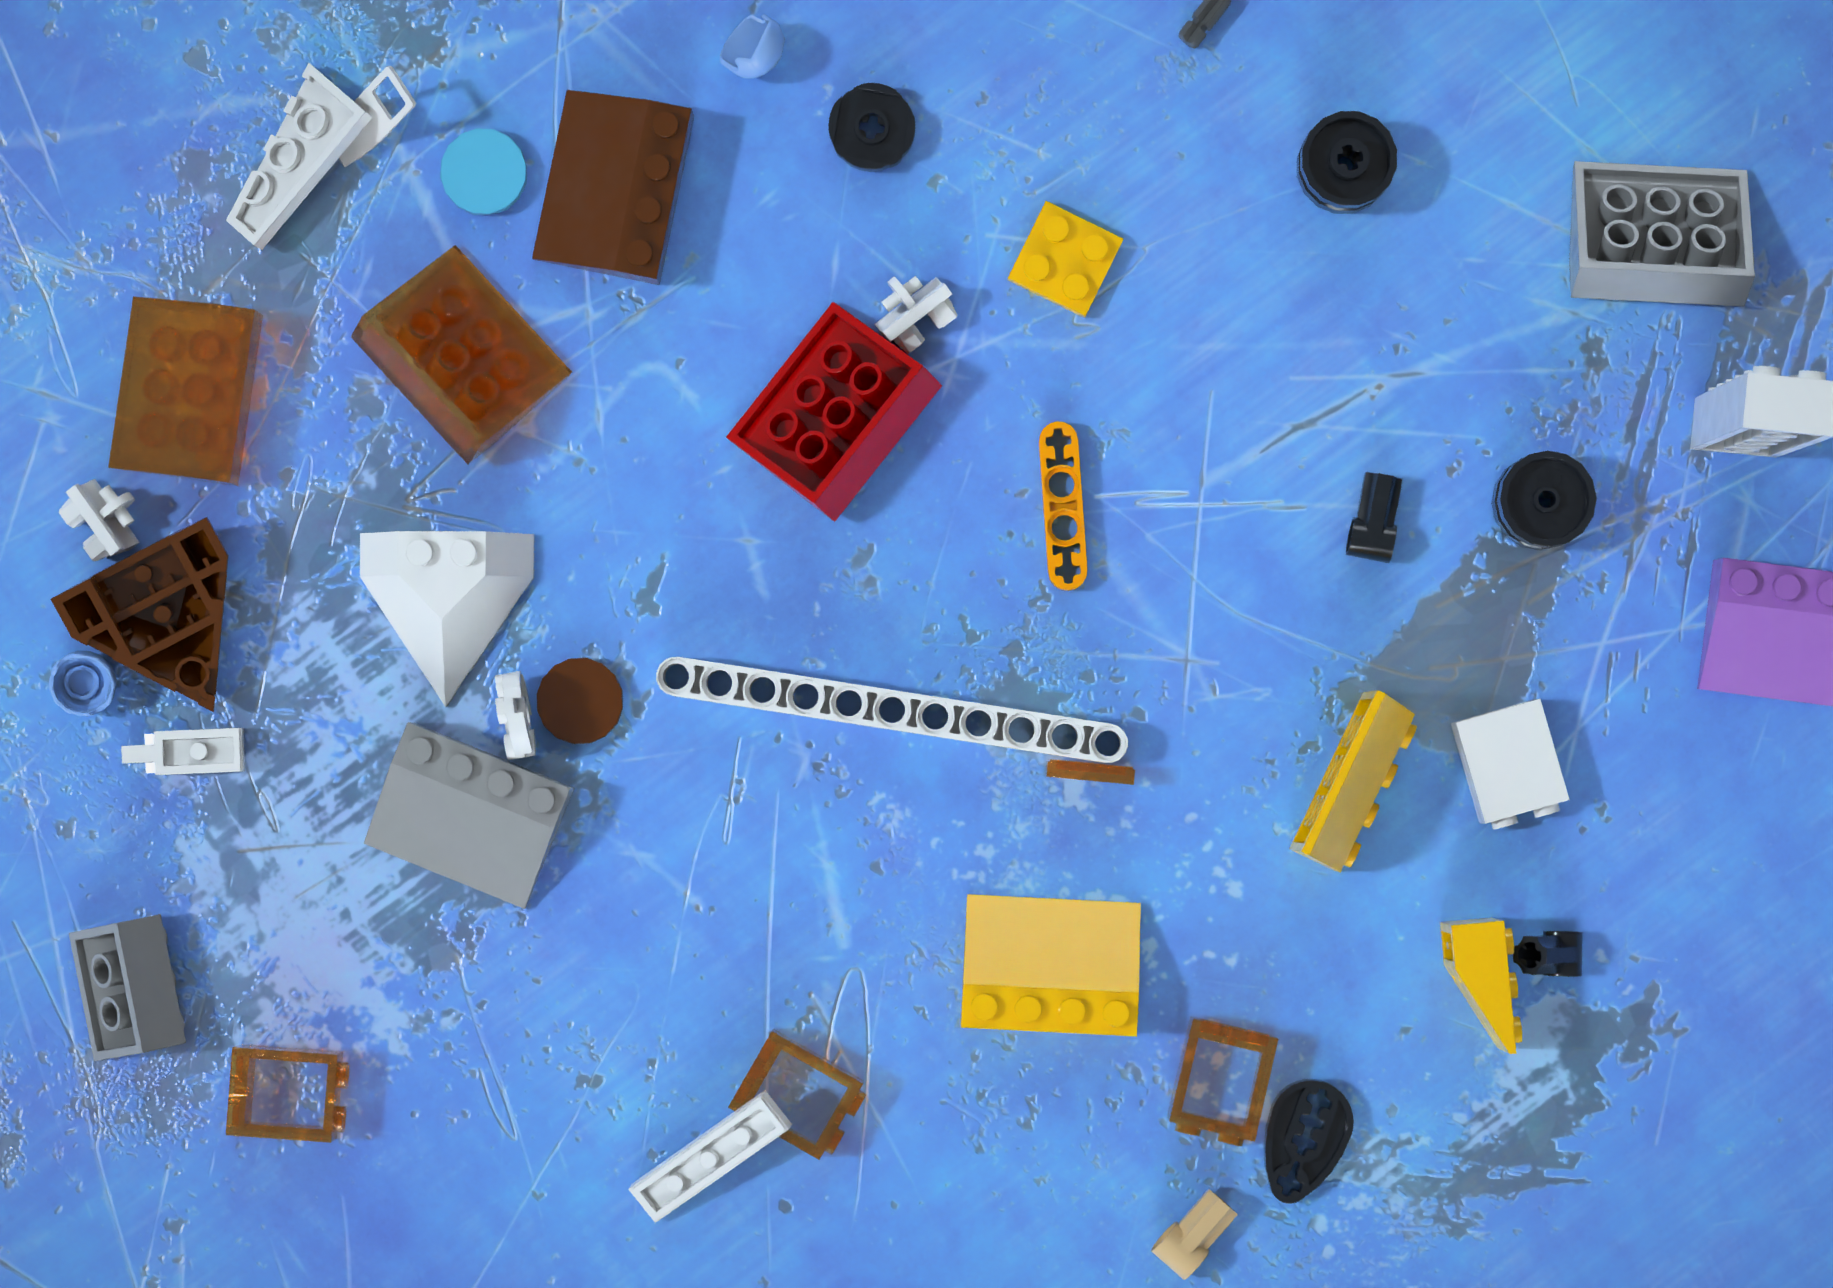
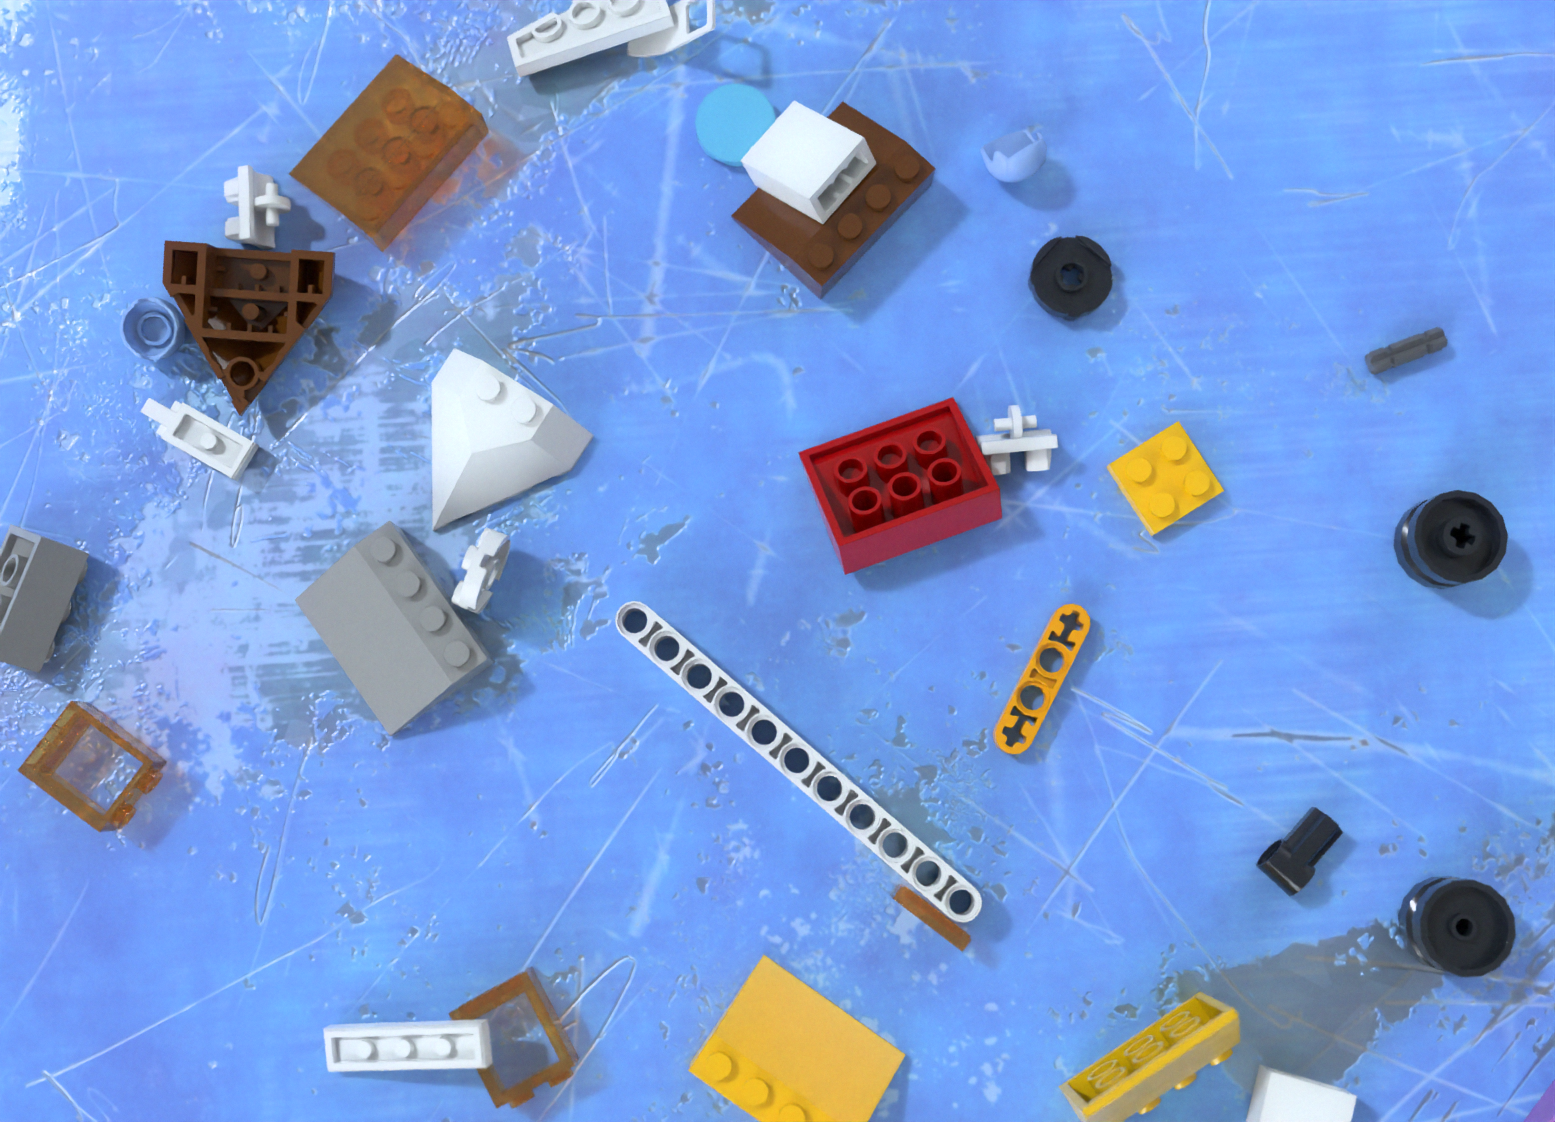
camera: 30 degrees right, 5 degrees down
(460, 353) = (624, 253): clear orange slope -> none
(573, 172) = (808, 161): none -> white brick
(580, 700) = (544, 593): reddish brown tile -> none

